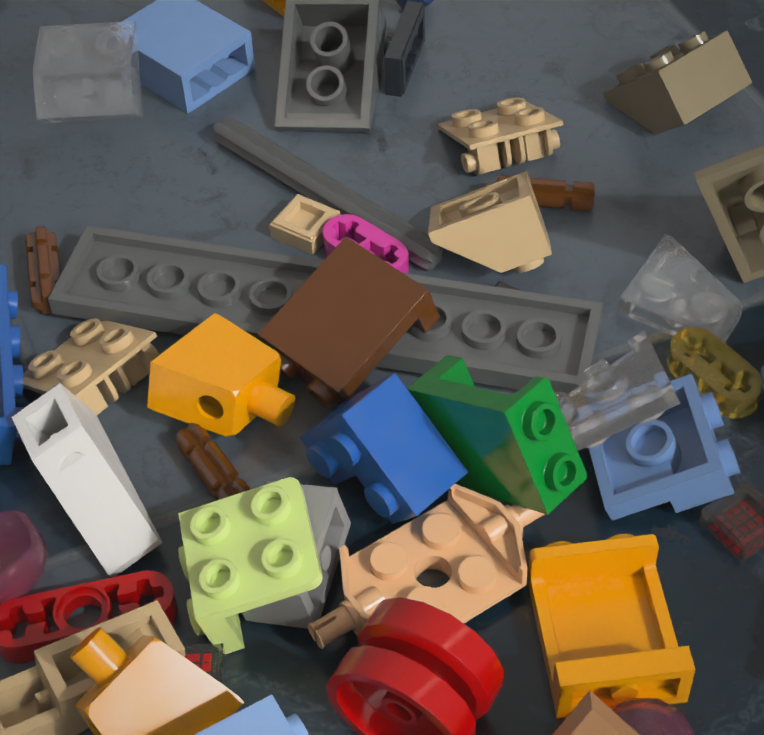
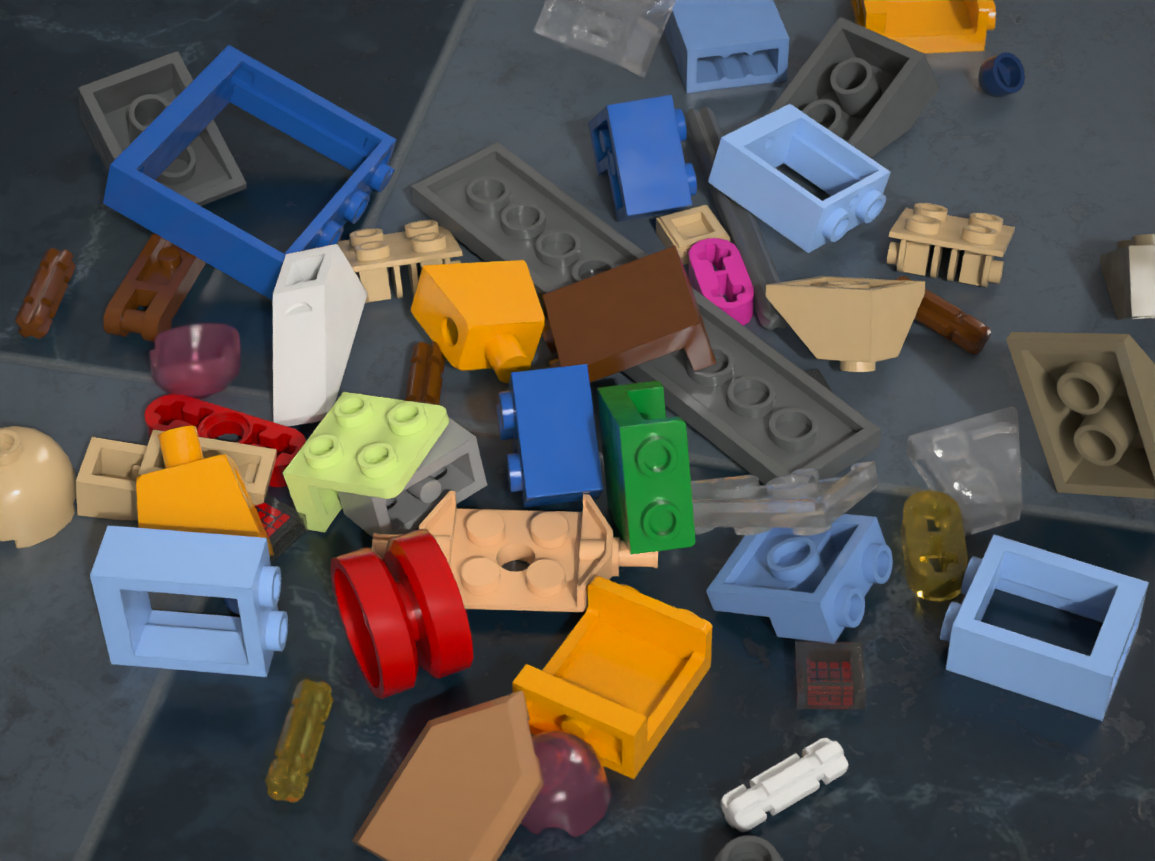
camera: 35 degrees right, 5 degrees down
(42, 267) = (441, 154): reddish brown axle -> none
(228, 177) = (643, 157): none -> blue brick
(361, 137) = (748, 176): none -> light blue window
(404, 48) = (933, 121): black plate -> none

